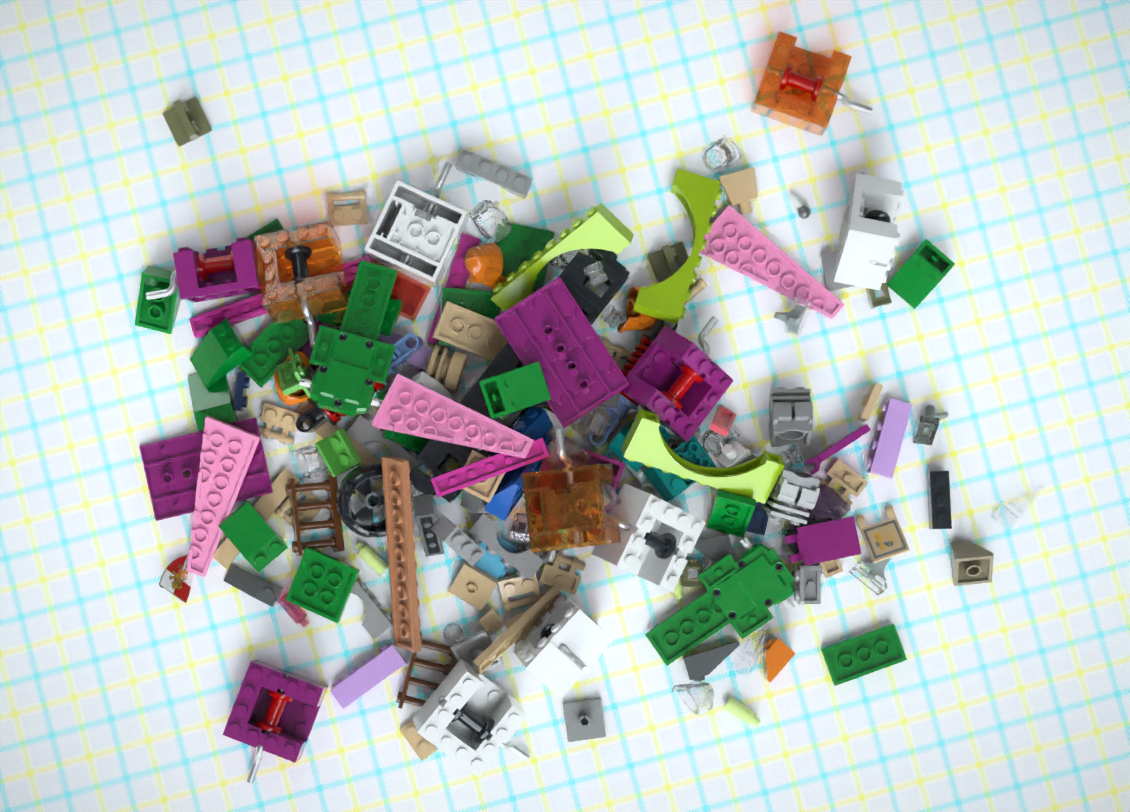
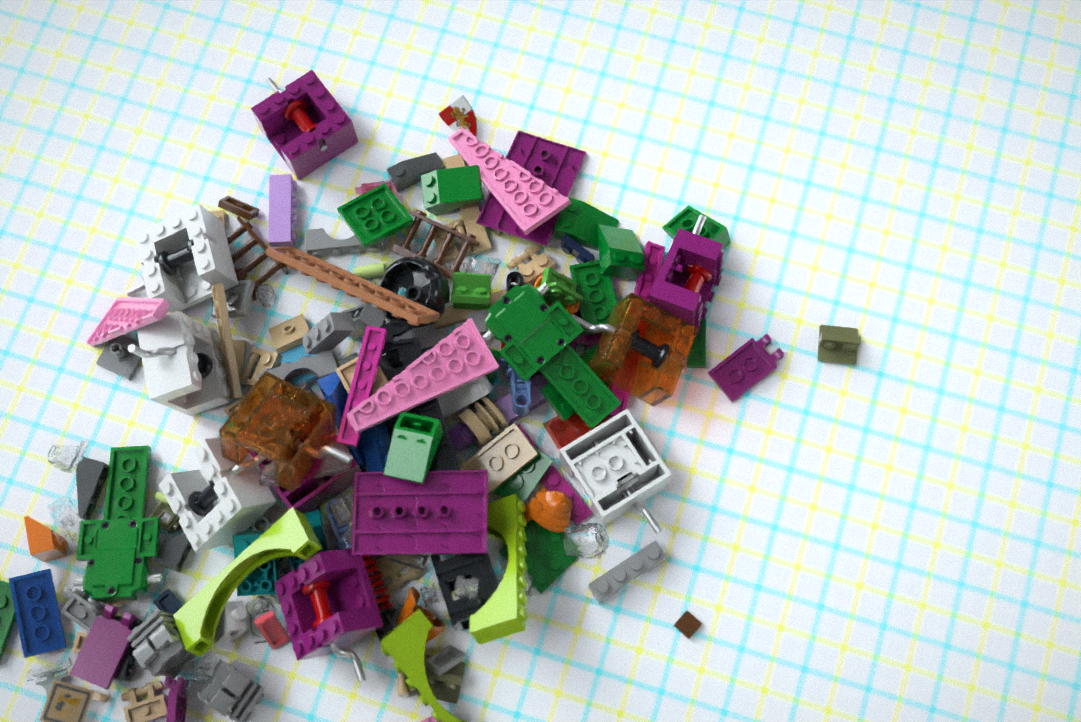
camera: 125 degrees right, 15 degrees down
(257, 185) = (745, 367): none -> magenta tile
(349, 214) = (672, 426): tan plate -> none
(389, 717) = (238, 207): none -> reddish brown tile
(468, 376) = (461, 437): none -> medium lavender brick
(491, 621) = (251, 329): tan tile -> none
(504, 102) = (687, 624): none -> reddish brown tile
(555, 725) = (128, 315): none -> bright pink wing
(656, 269) = (444, 660): none -> light grey plate
(731, 513) = (187, 582): green plate -> none
(741, 712) = (28, 485): yellowish green cylinder -> none
(829, 505) = (130, 676): clear purple helmet -> none
(833, 620) = (37, 613): none -> blue plate

